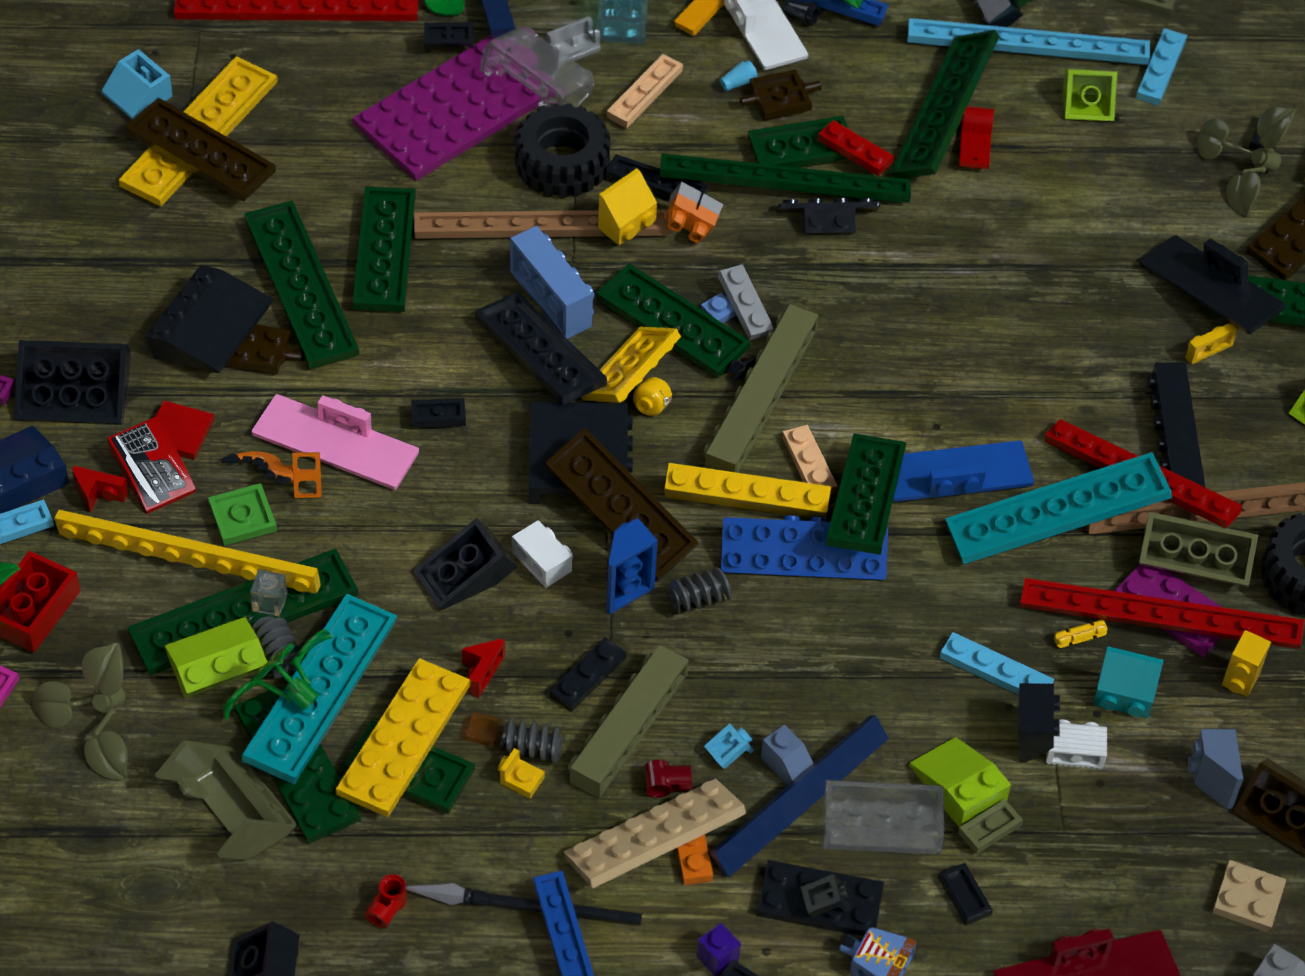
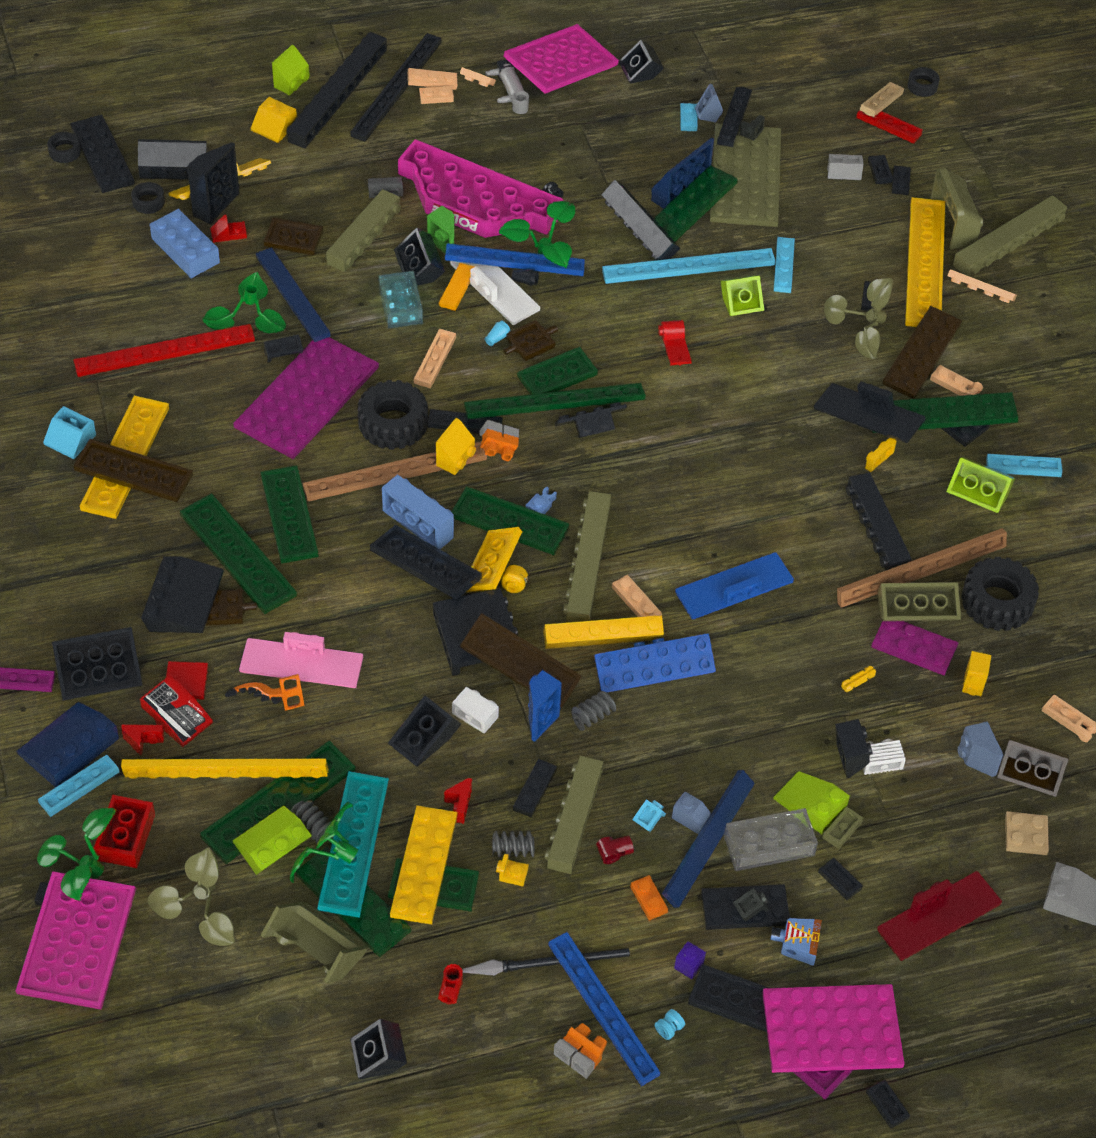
camera: 15 degrees left, 0 degrees up
(242, 514) = (253, 731): bright green plate -> none
(268, 592) = (295, 784): clear brick -> none
(438, 413) = (368, 625): black plate -> none
(483, 729) = (475, 844): clear orange tile -> none
(537, 67) = (356, 357): clear windscreen -> none
(576, 39) = (372, 333): light grey hinge -> none
(654, 833) = (619, 889): tan plate -> none
(738, 368) = (567, 544): black hand -> none
(745, 302) = (556, 496): light grey plate -> none
(855, 148) = (596, 368): red plate -> none
(866, 494) = (687, 615): dark green plate -> none
(944, 105) = (648, 324): dark green plate -> none
(989, 664) = (807, 715): medium azure plate -> none
(1058, 508) = (818, 594): teal plate -> none
(1128, 682) = (903, 705): teal slope -> none
(1160, 612) = (908, 651): red plate -> none
(1184, 491) = (866, 556): red plate -> none

